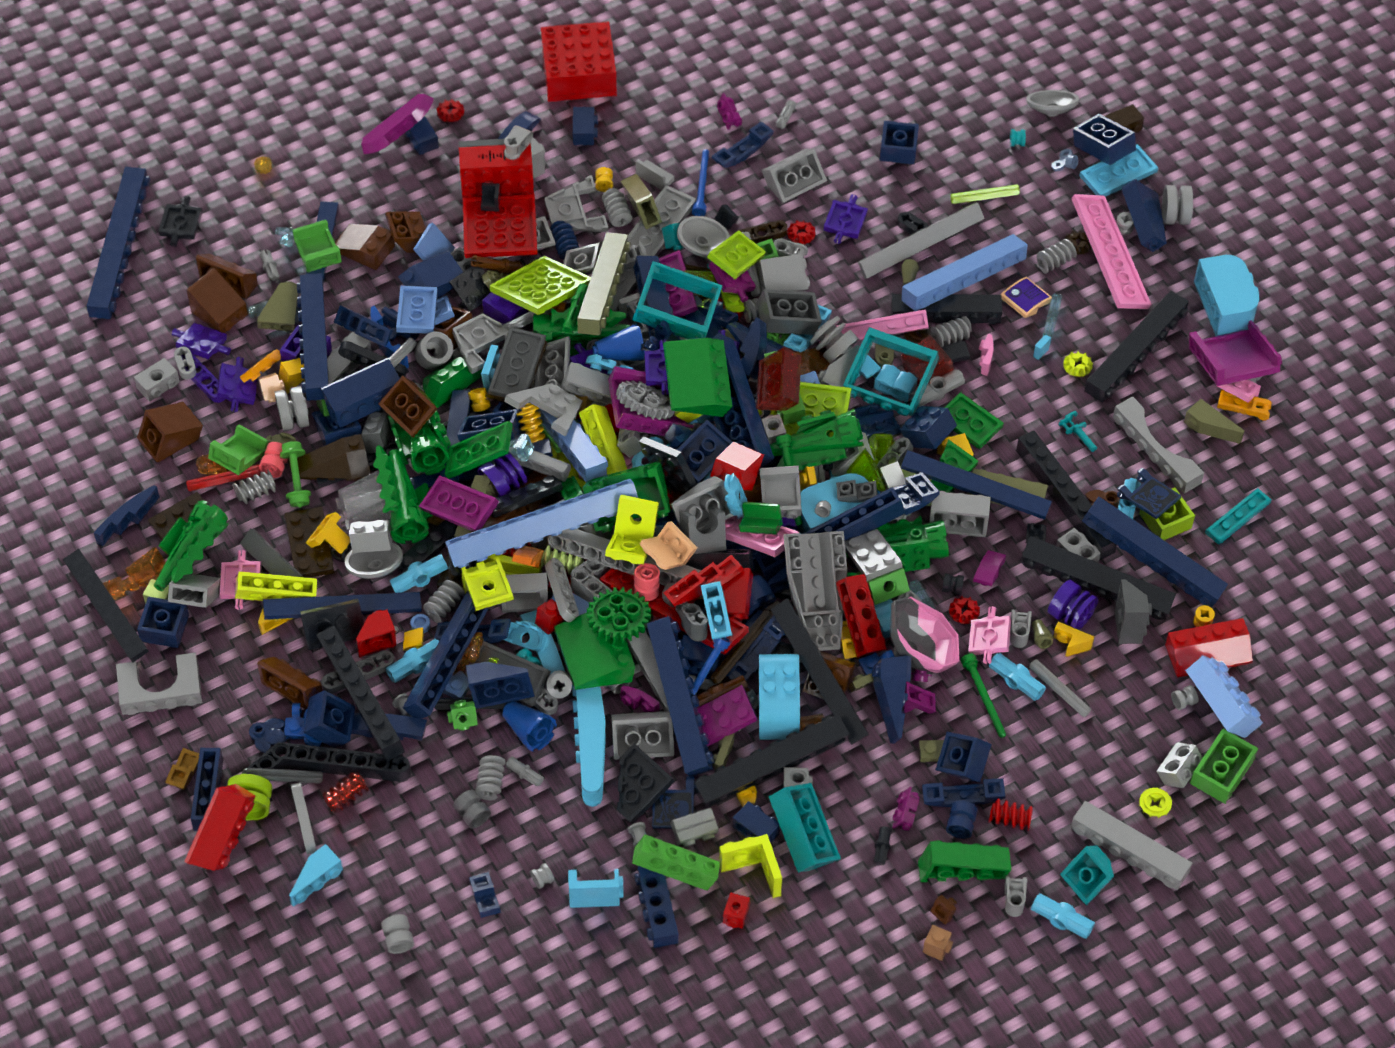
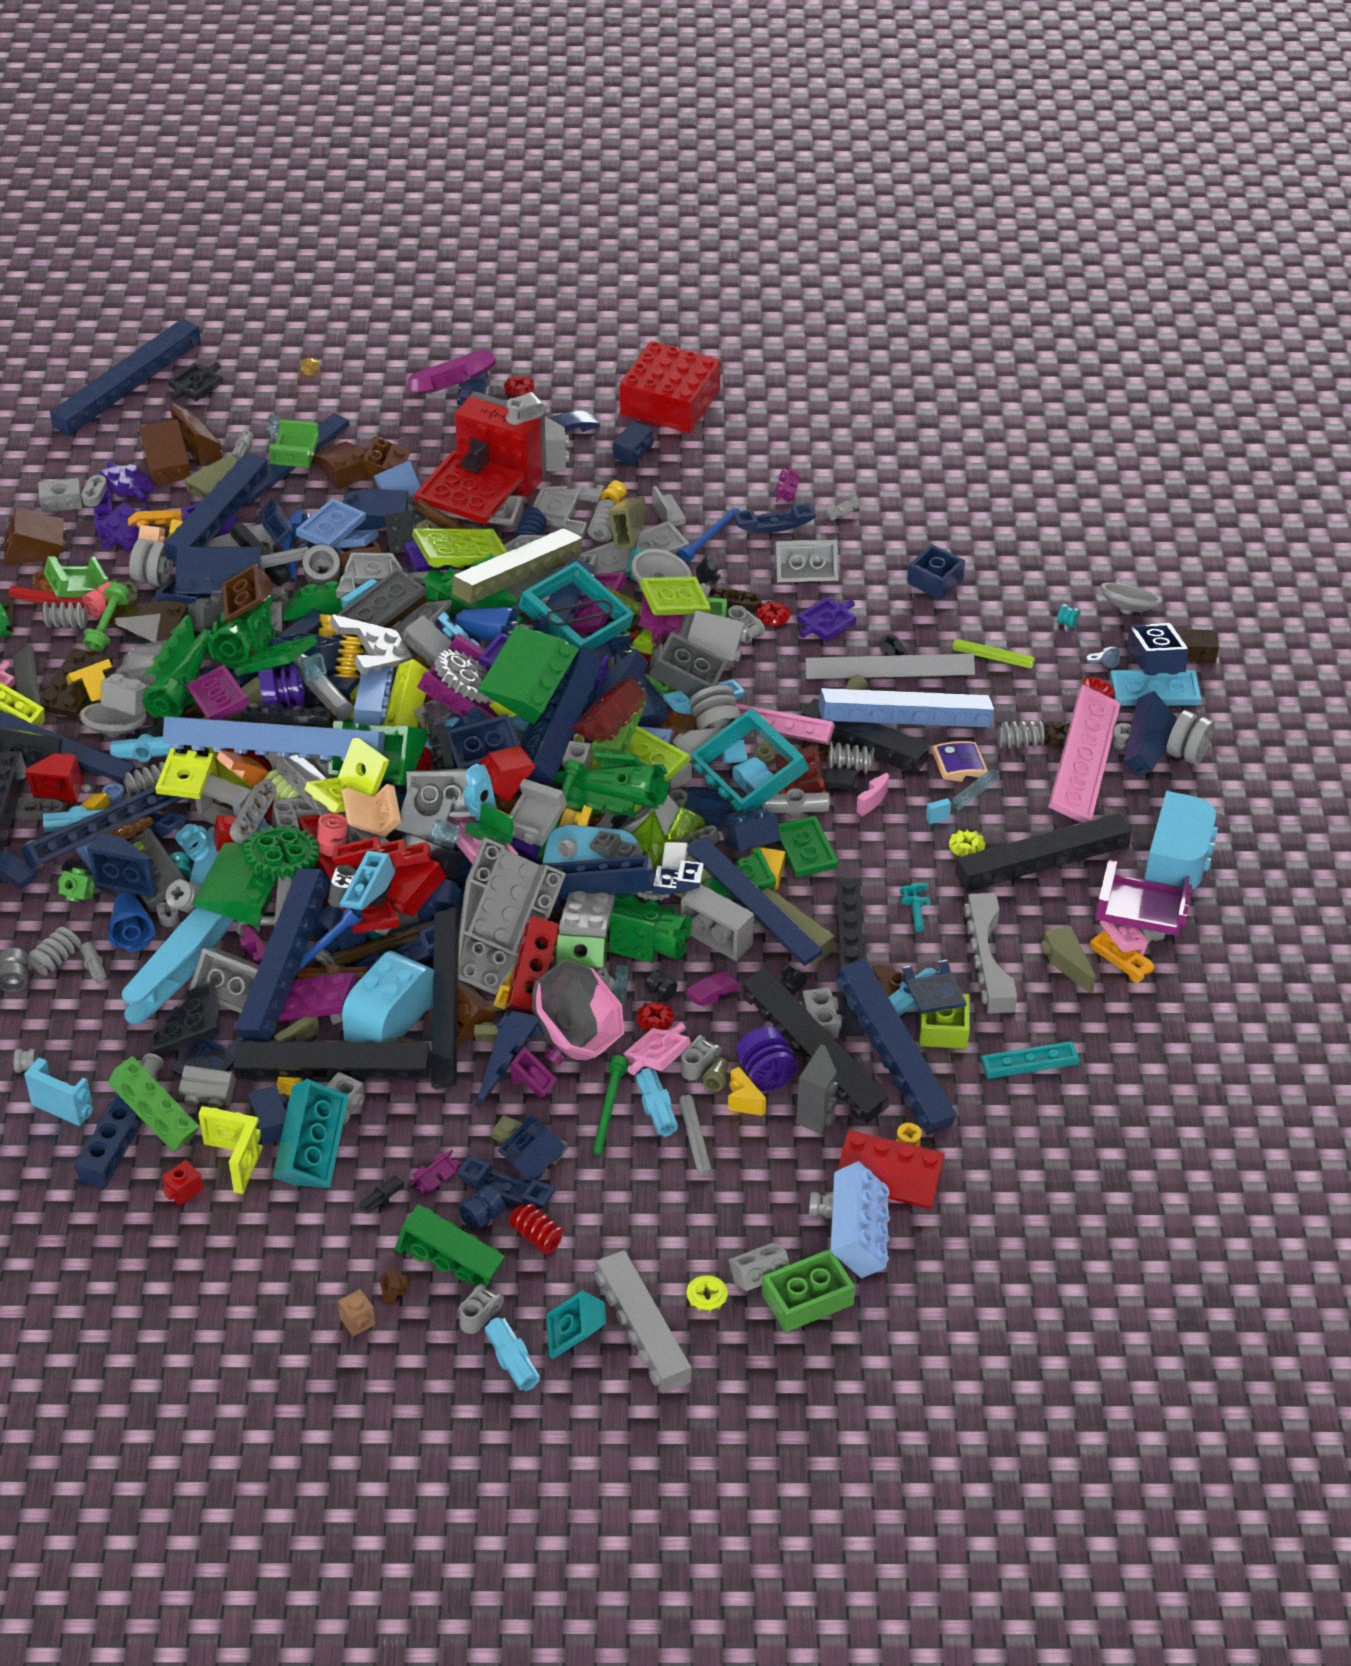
camera: 30 degrees right, 10 degrees down
(679, 323) = (579, 605): none -> black piece
(730, 540) = (444, 833): none -> clear light blue tile
(1084, 189) = (1099, 685): none -> red gear

